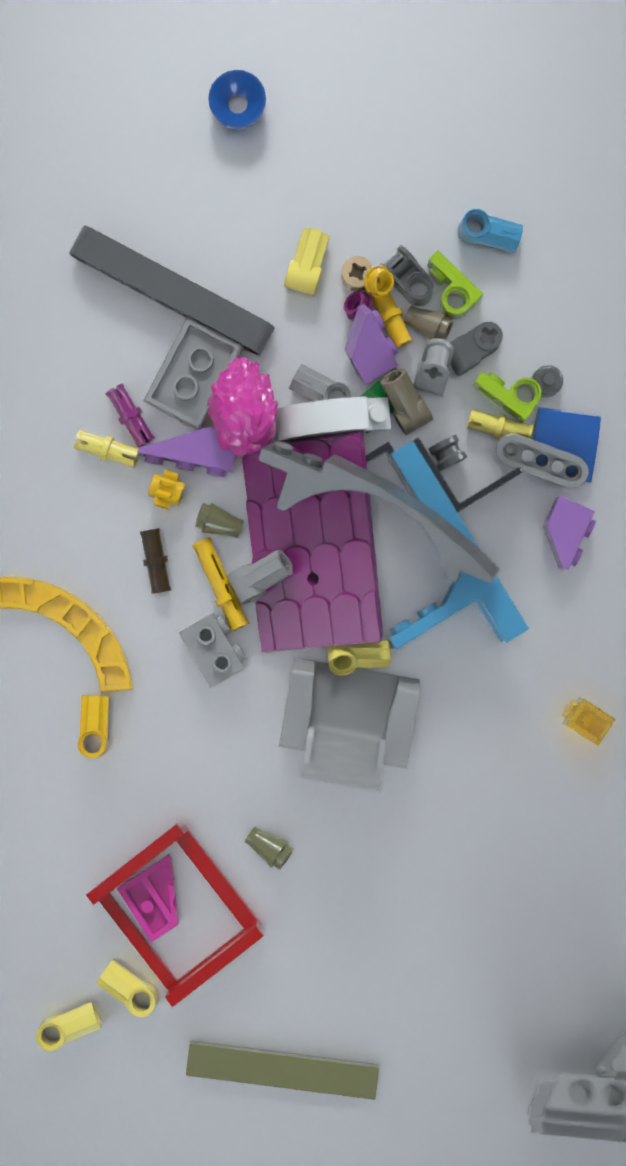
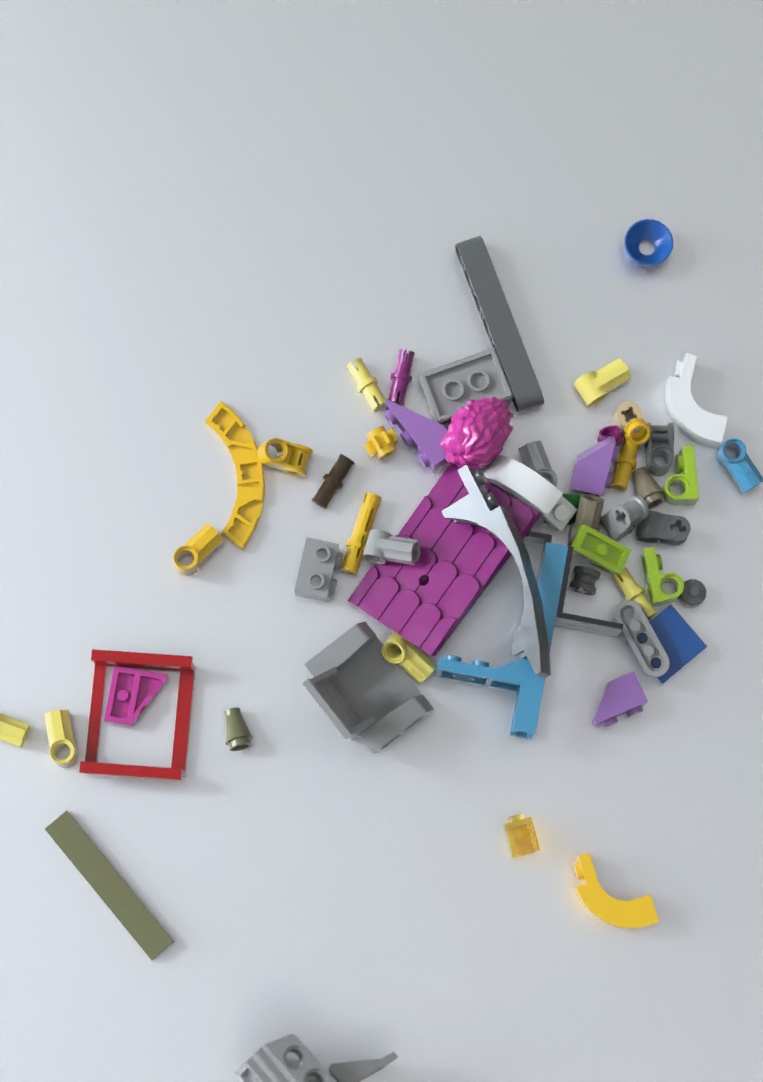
camera: 40 degrees right, 10 degrees down
(99, 573) = (290, 457): none -> yellow piece
(218, 521) = (395, 491): olive cone -> none
(403, 225) = (686, 414): none -> white arch
(439, 415) = (600, 550): none -> lime plate

